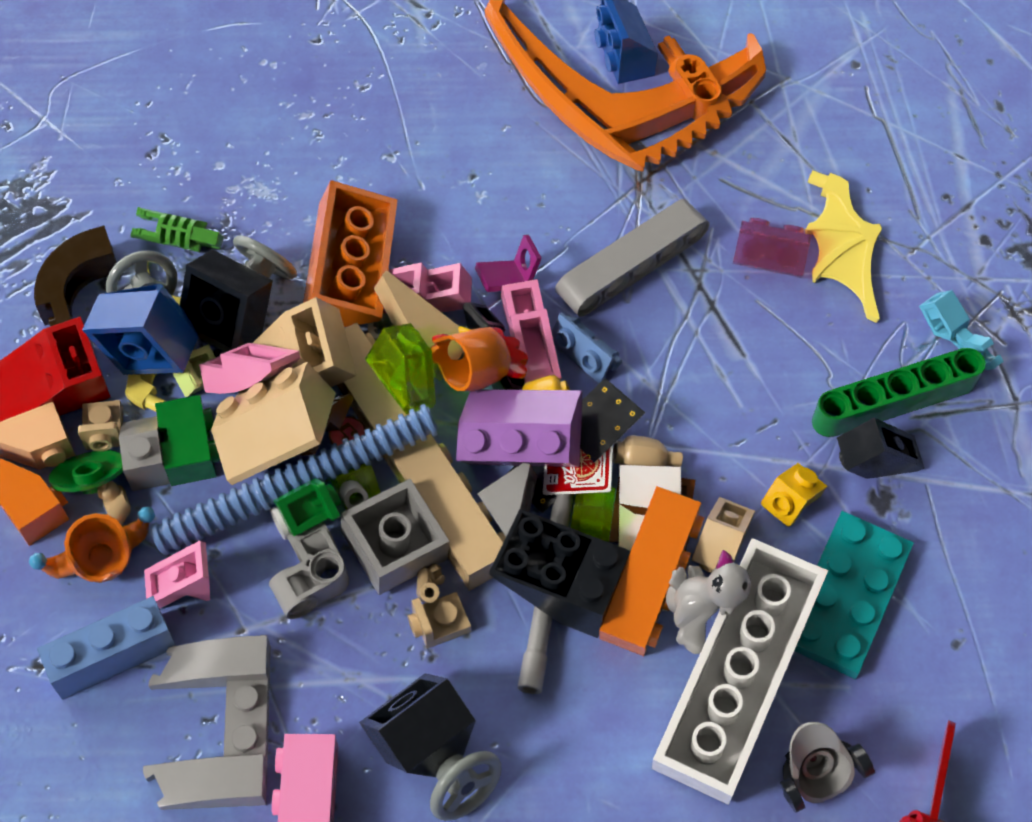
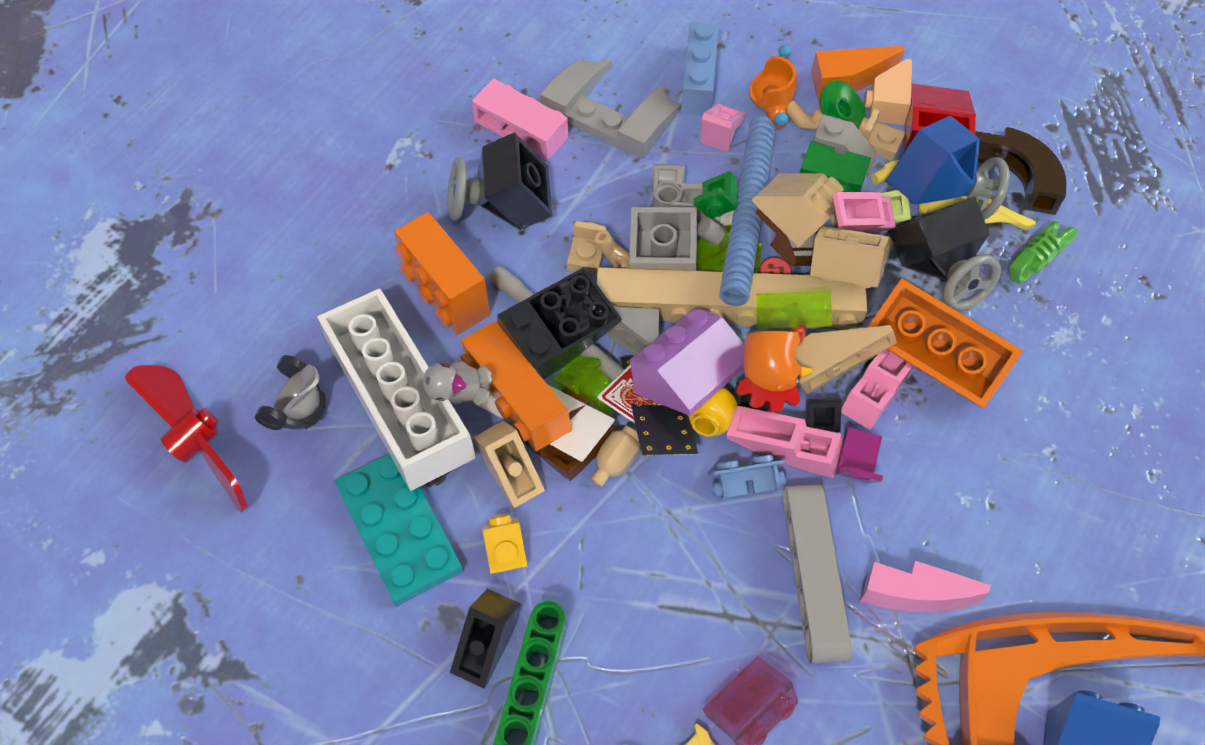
camera: 125 degrees right, 0 degrees up
(585, 721) = (442, 273): none -> orange brick
(594, 184) = (921, 589): none -> bright pink slope

